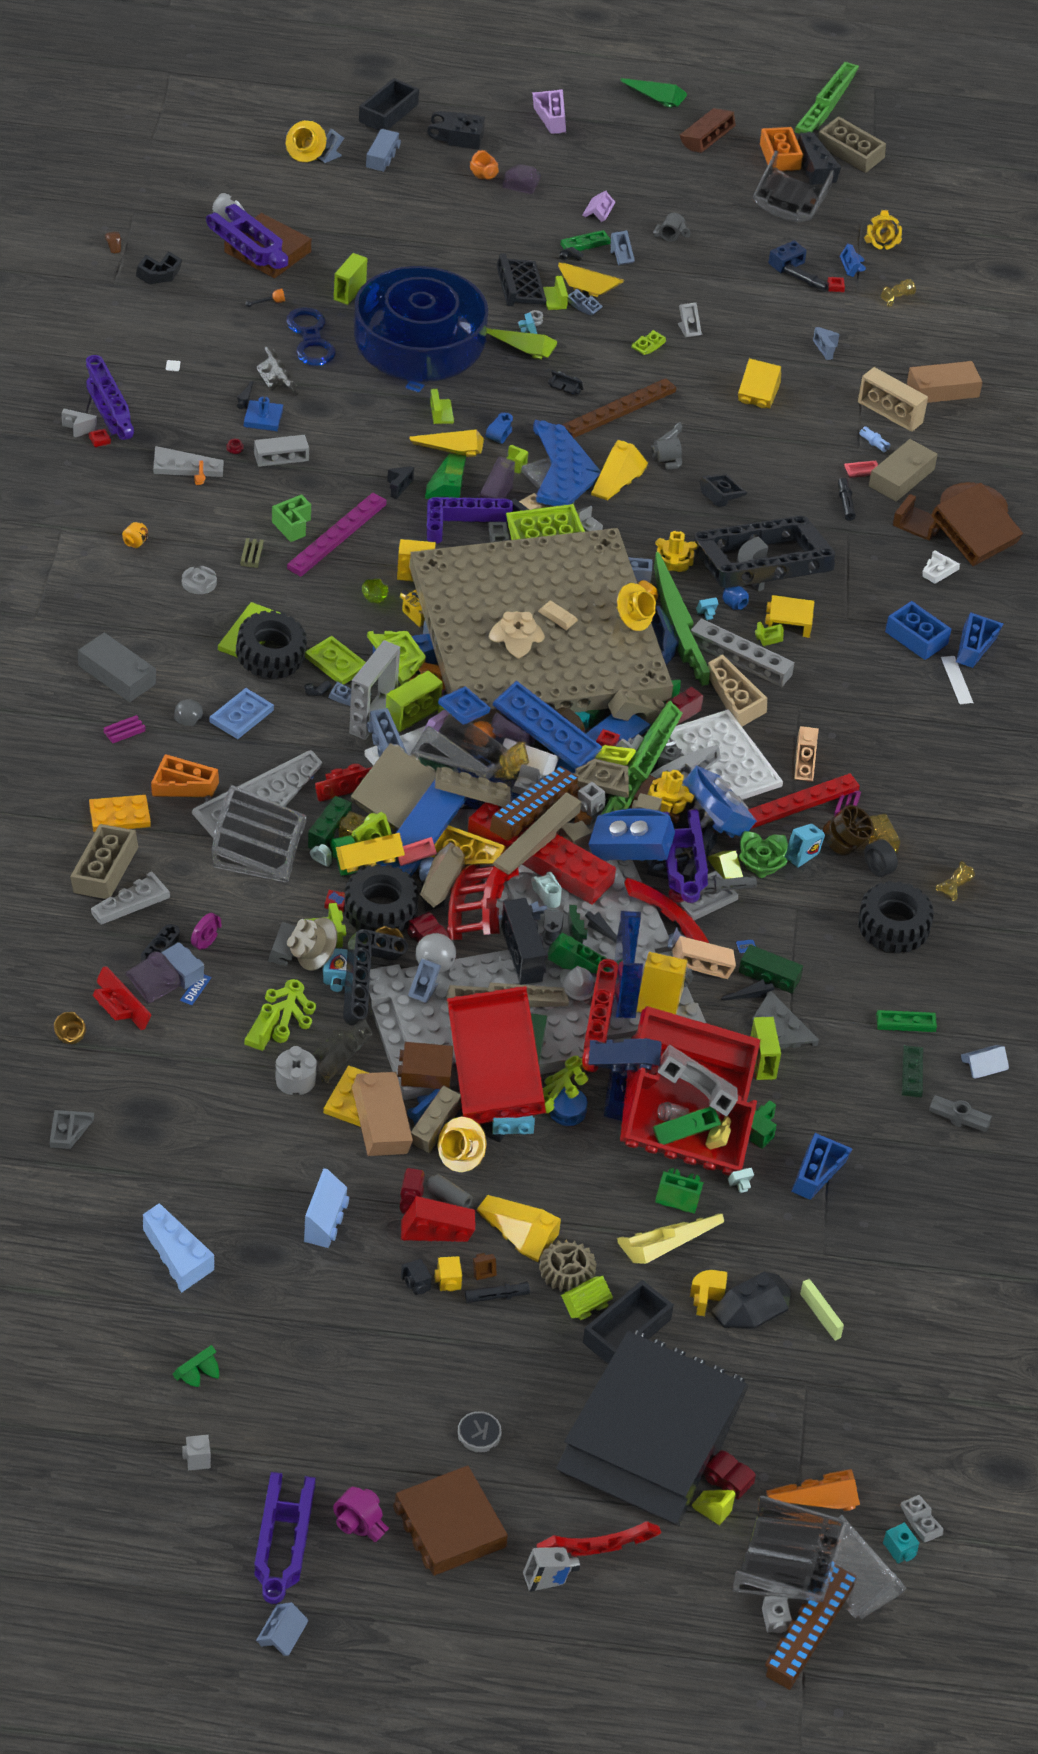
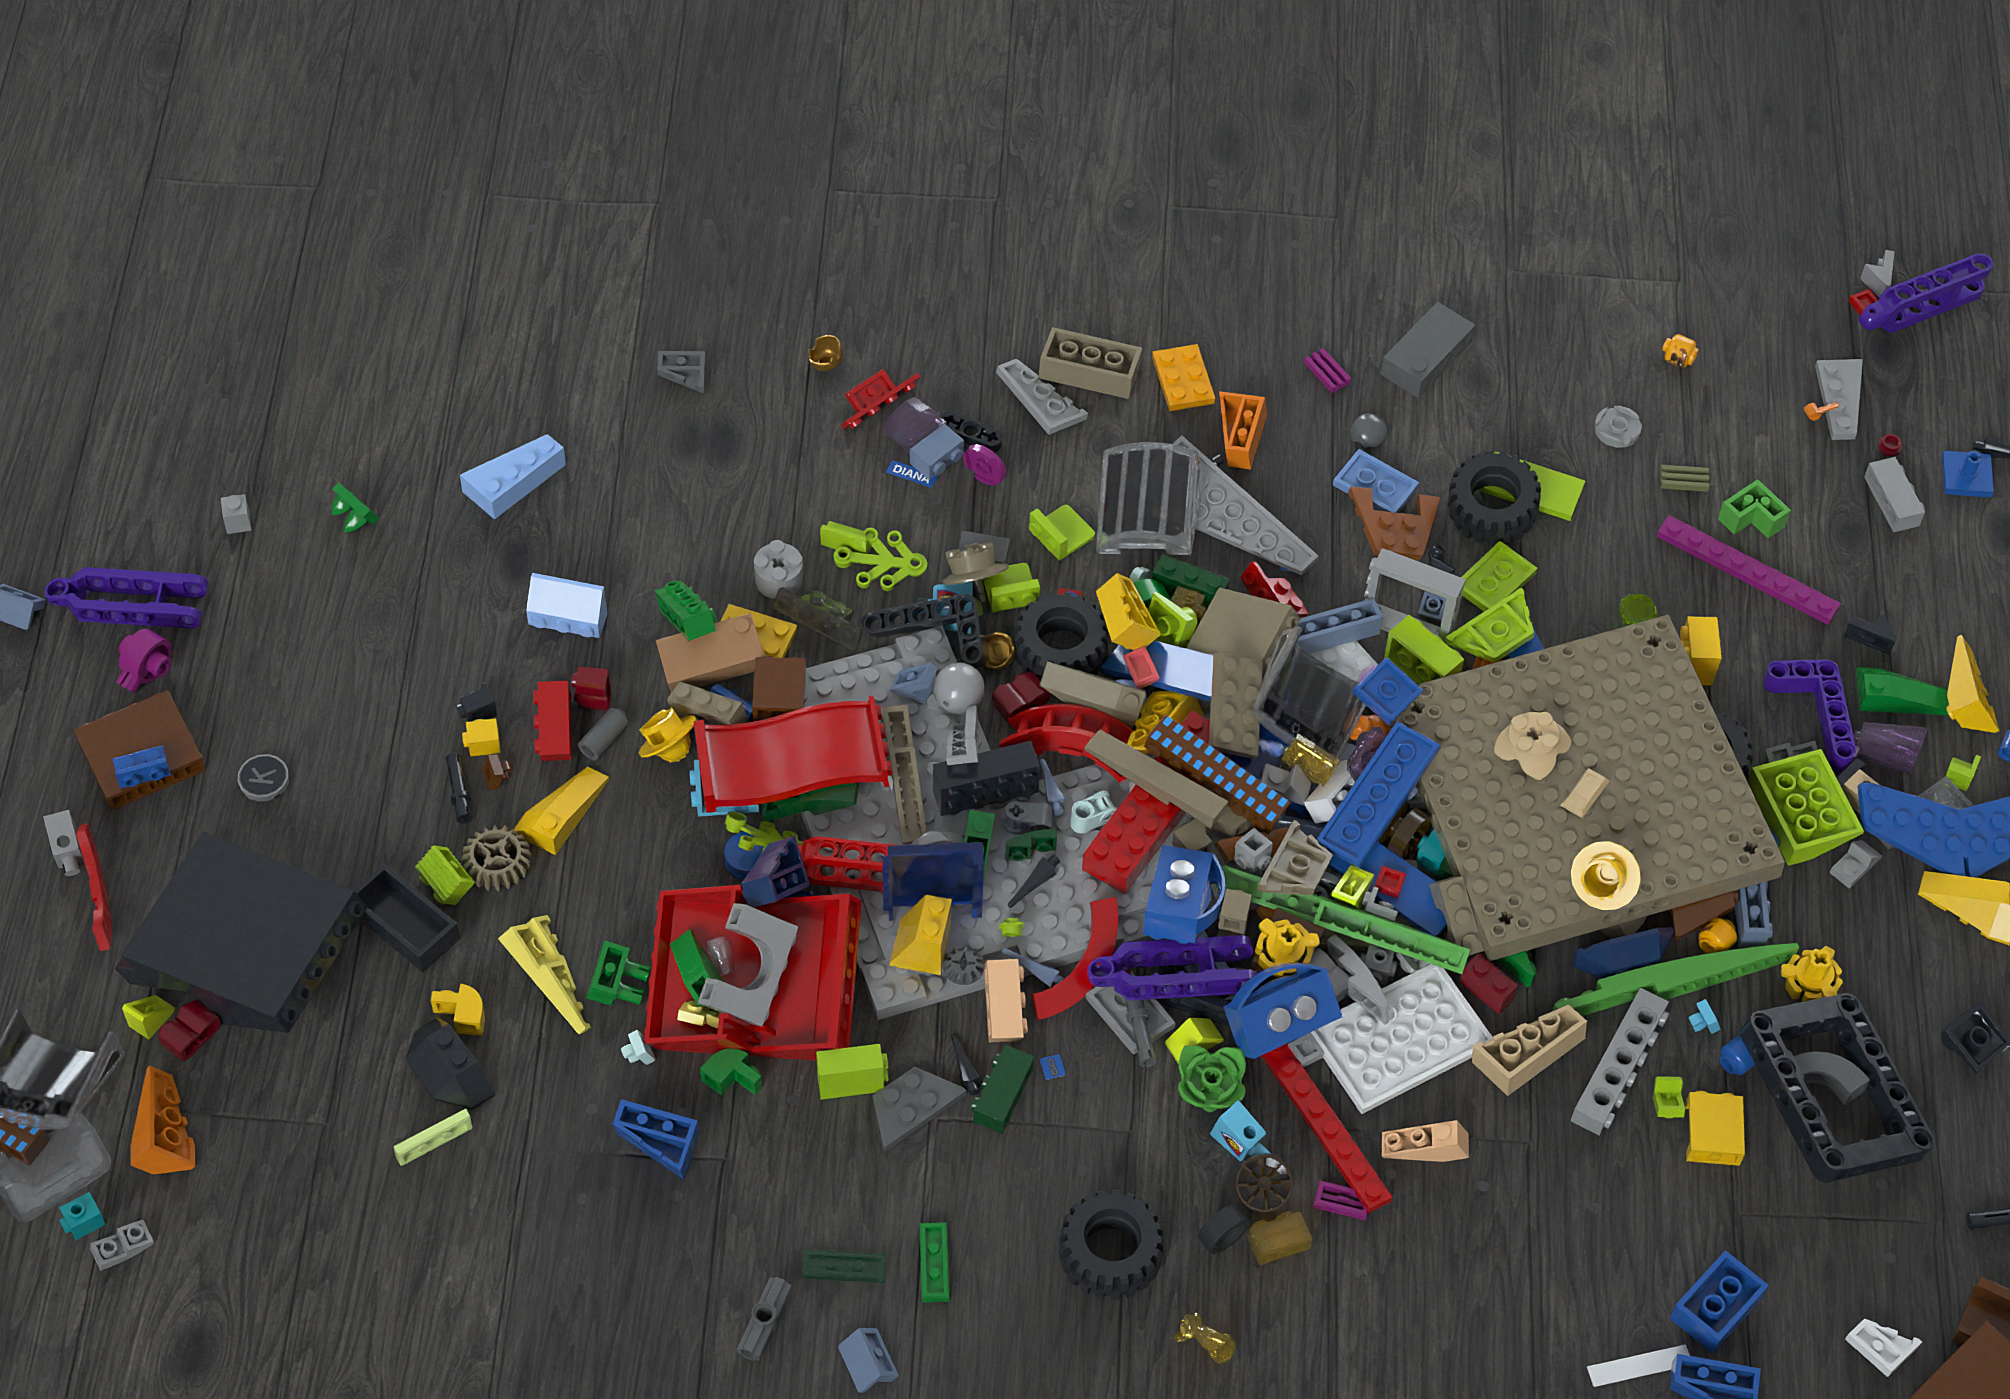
camera: 90 degrees right, 10 degrees up
(270, 897) = (1060, 530): none -> lime bracket
(289, 705) = (1395, 531): none -> dark orange wing
(345, 1121) = (686, 610): none -> green brick
(481, 1505) = (141, 767): none -> blue bracket
(493, 937) = (964, 739): none -> light grey fence
(648, 942) = (1011, 927): none -> lime plate

